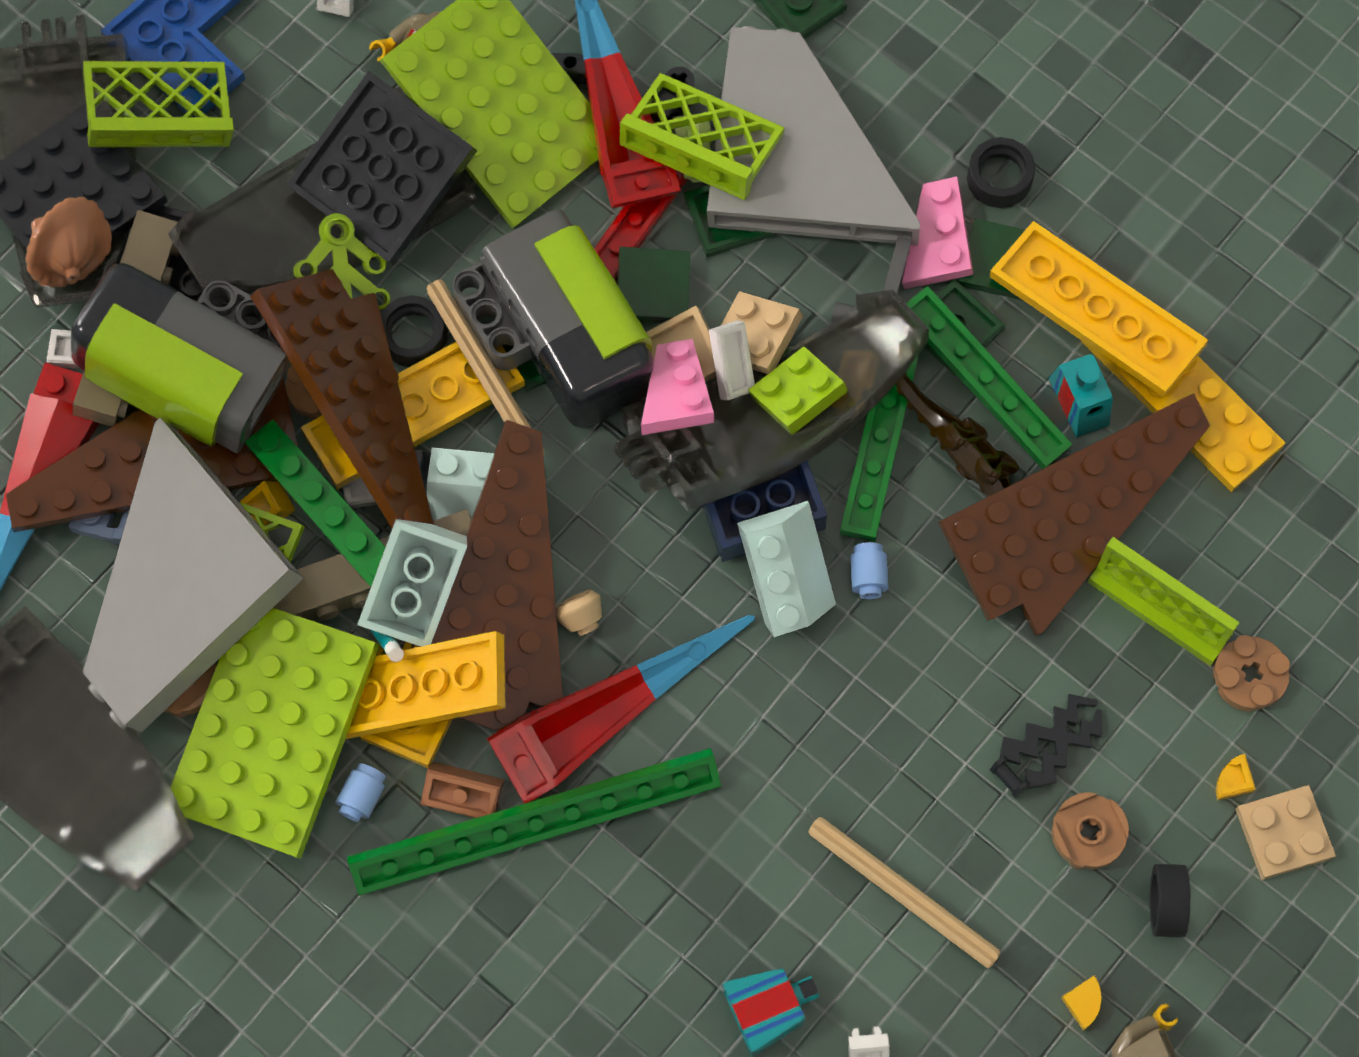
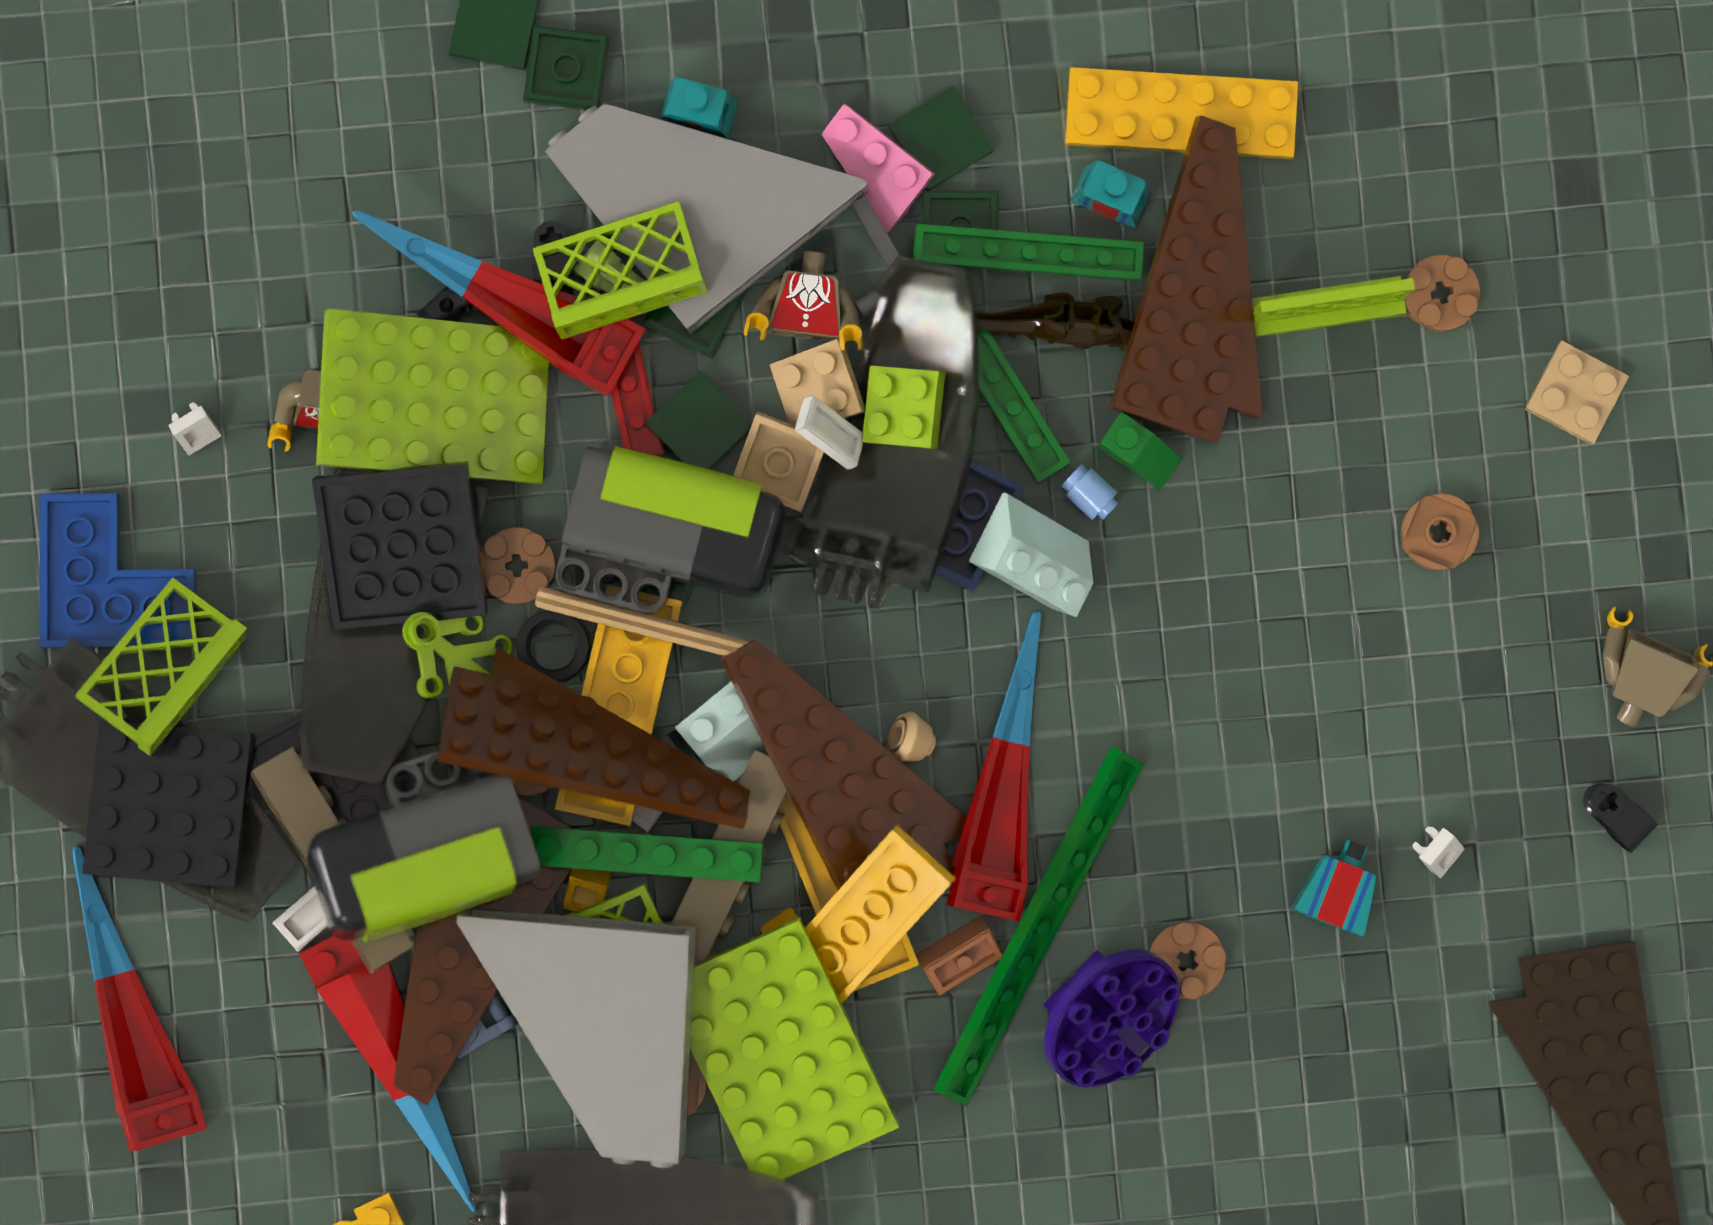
camera: 50 degrees left, 15 degrees up
(68, 243) = (233, 853): nougat piece -> none
(360, 792) = (891, 1033): light blue brick -> none
(389, 645) = (792, 906): bar -> none
(413, 581) = (783, 846): light aqua slope -> none
(437, 244) = (500, 551): none -> medium nougat plate
(516, 925) = (1110, 1017): none -> dark purple bracket
(595, 935) = (1209, 957): none -> medium nougat plate
(676, 390) = (819, 502): bright pink wing -> none
(800, 274) = (807, 306): none -> torso
(861, 88) = (699, 107): none -> teal torso
(904, 892) = (1350, 710): tan axle -> none
(931, 574) = (1139, 451): none -> green slope
(1003, 148) = (876, 36): black tyre -> none
(1058, 735) = (1347, 480): black piece -> none
(1084, 1002) = (1553, 662): yellow tile -> none
(1098, 308) = (1061, 112): yellow plate -> none
(1169, 900) = (1547, 531): black tyre -> none
(1235, 779) = (1503, 387): yellow tile -> none

